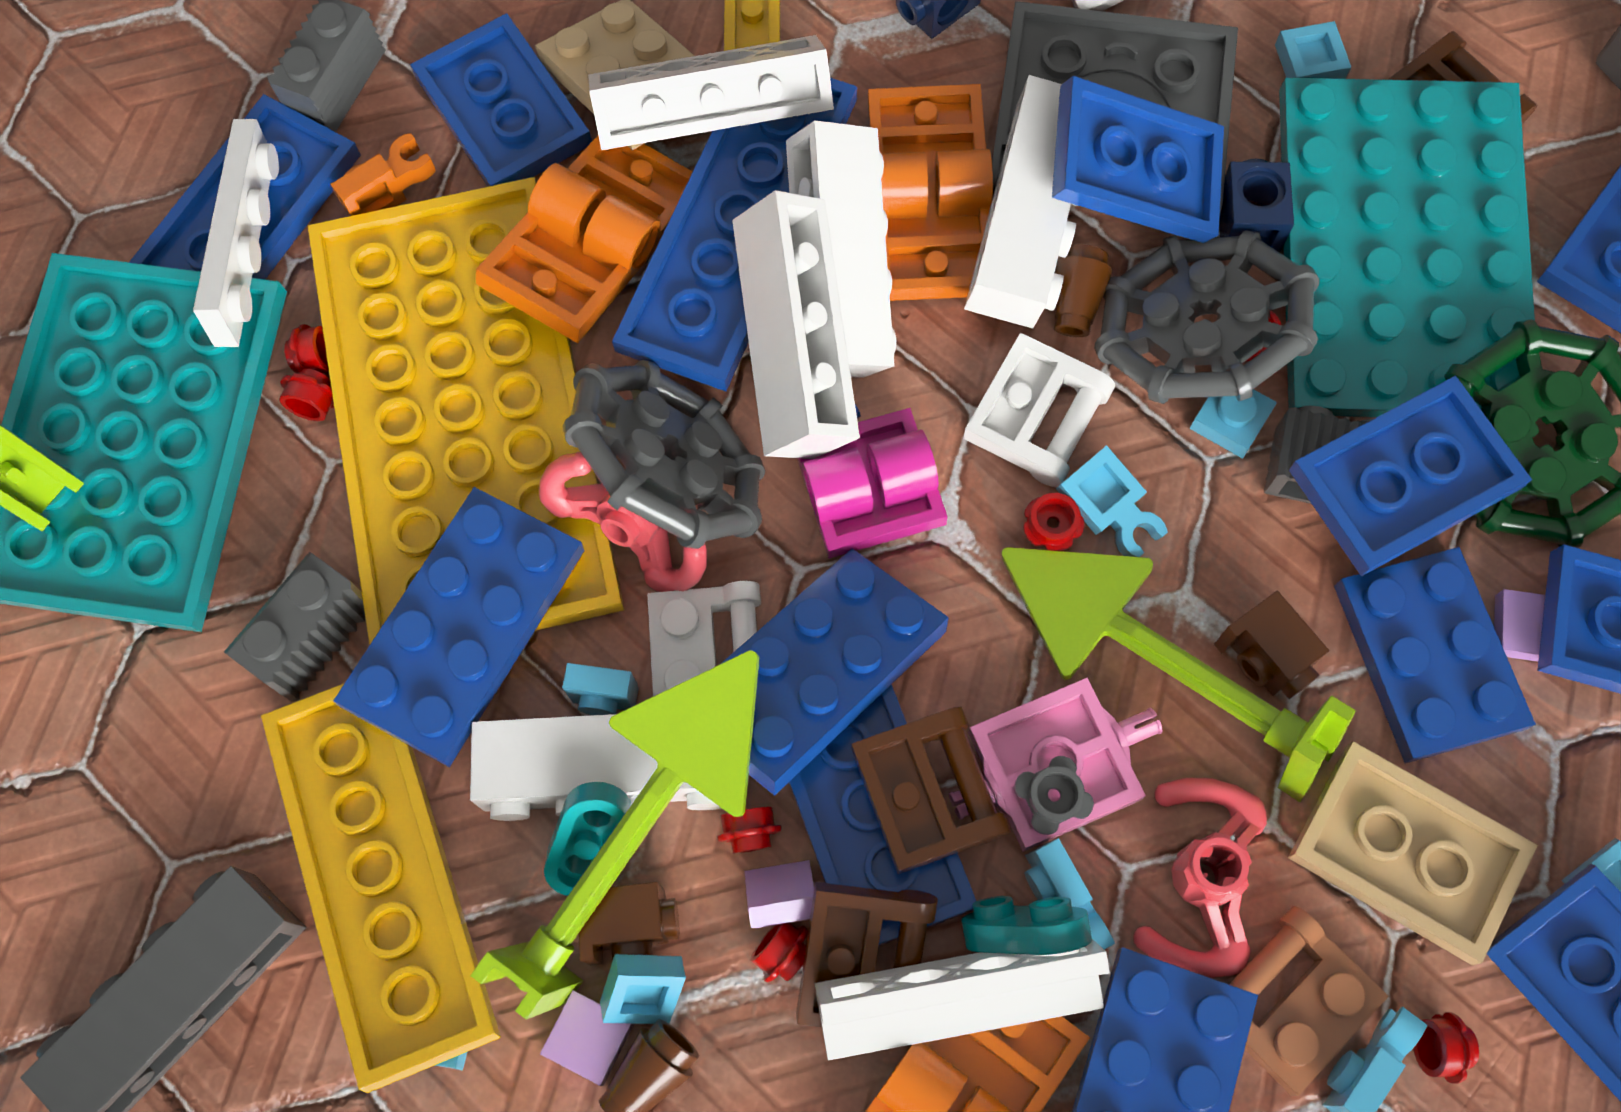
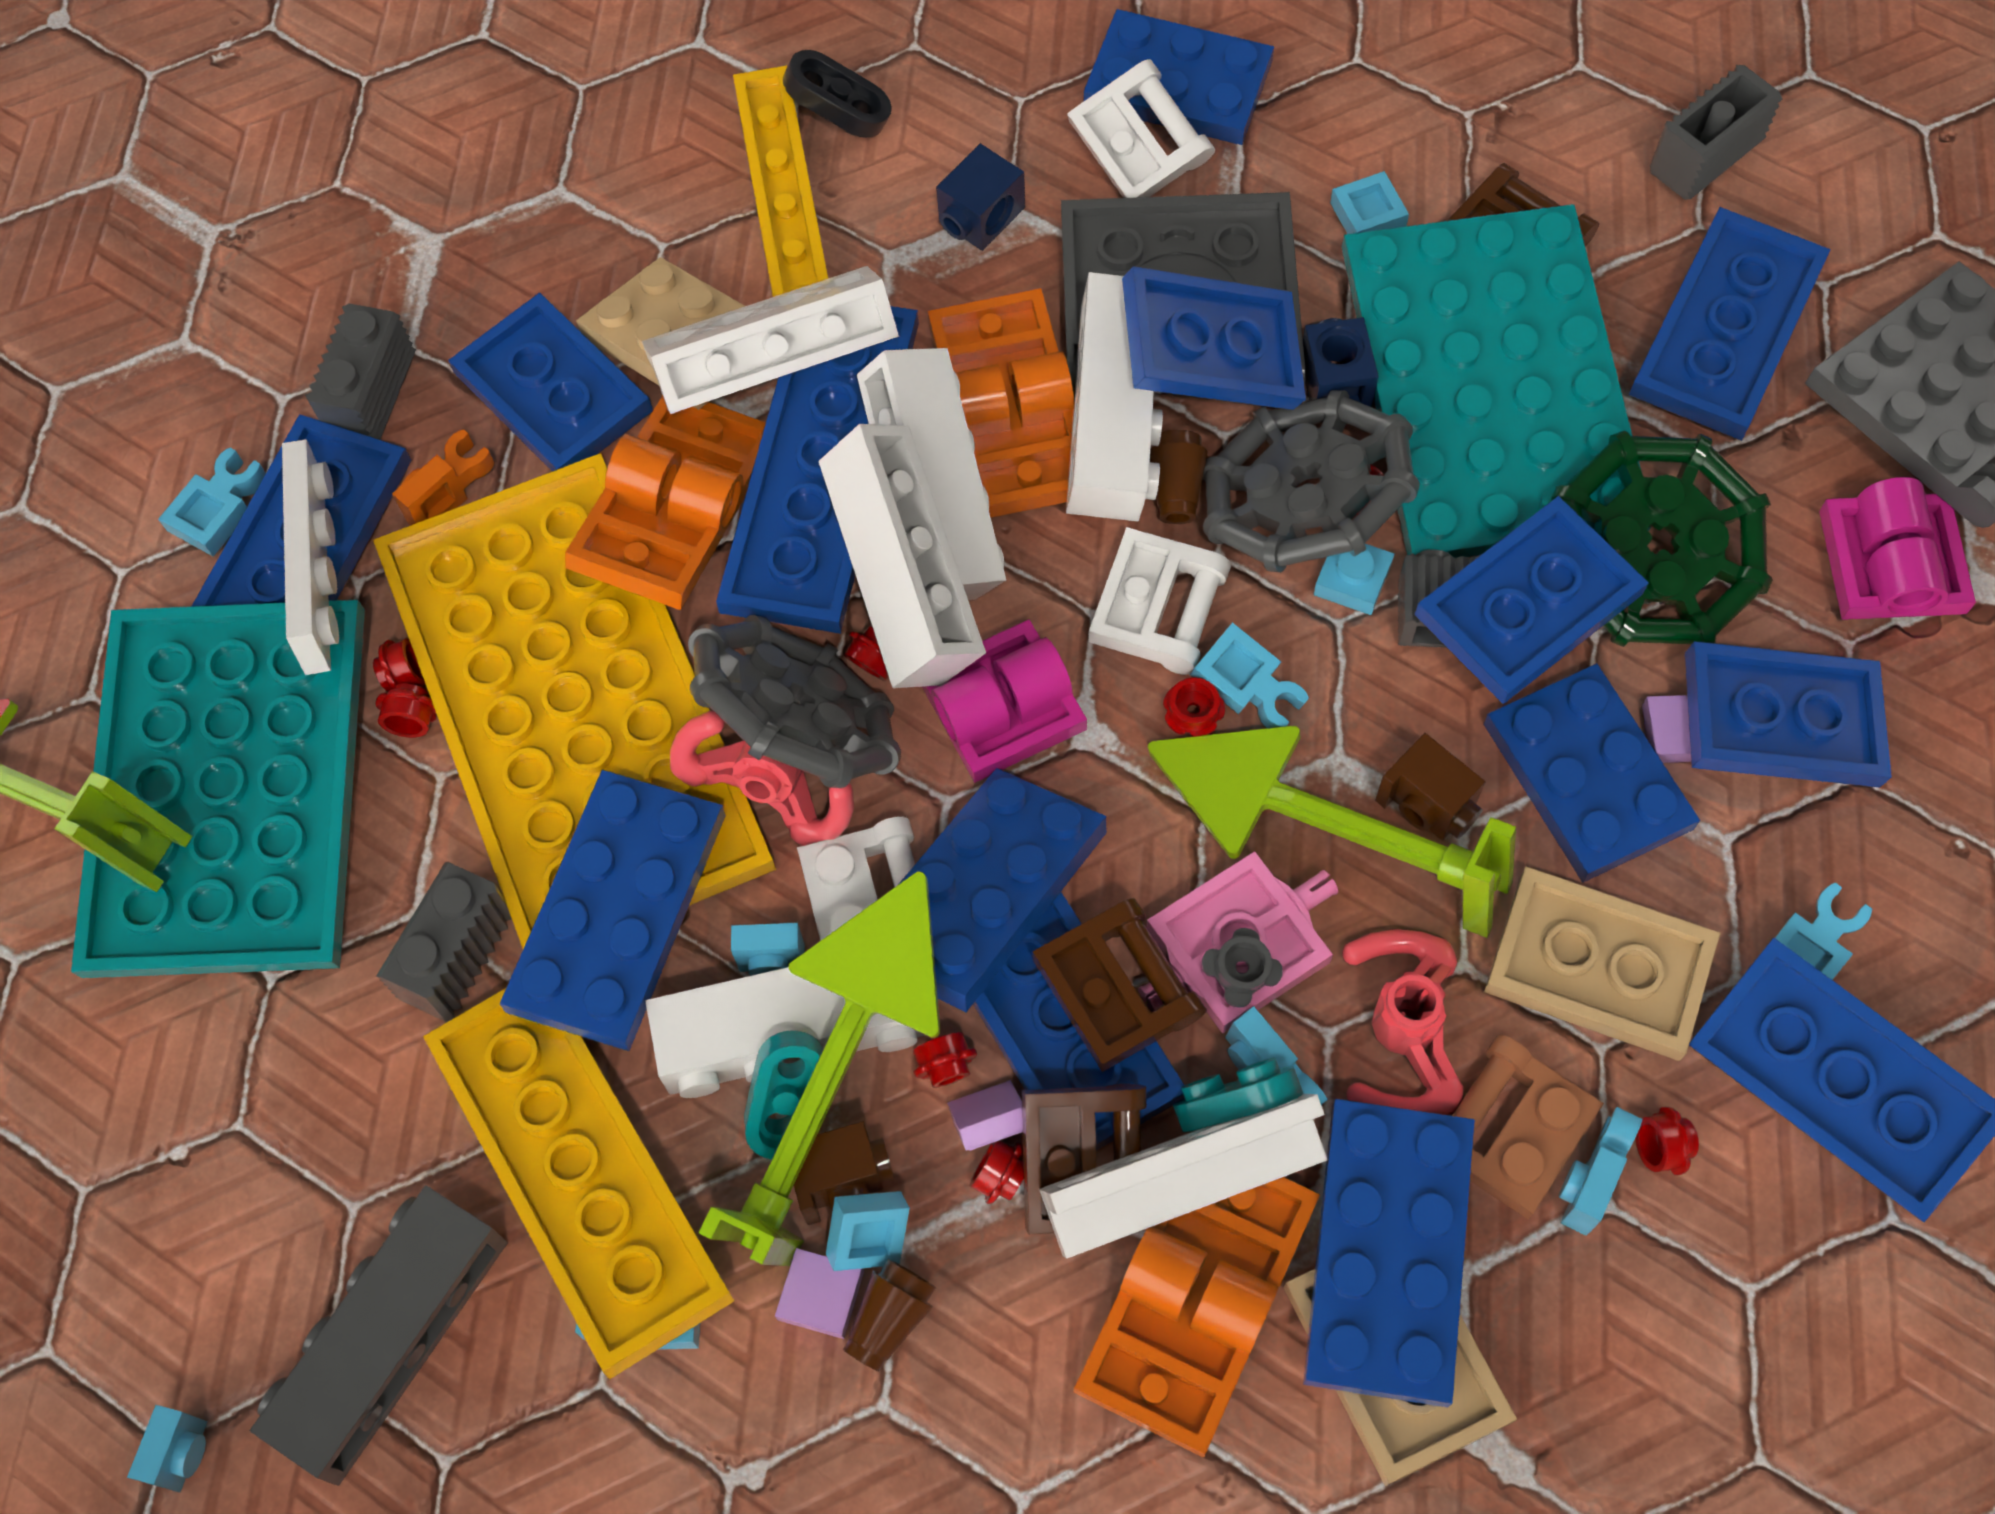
camera: 10 degrees left, 5 degrees down
(167, 170) = (210, 510): none -> medium azure plate
(746, 413) = (866, 654): none -> red plate

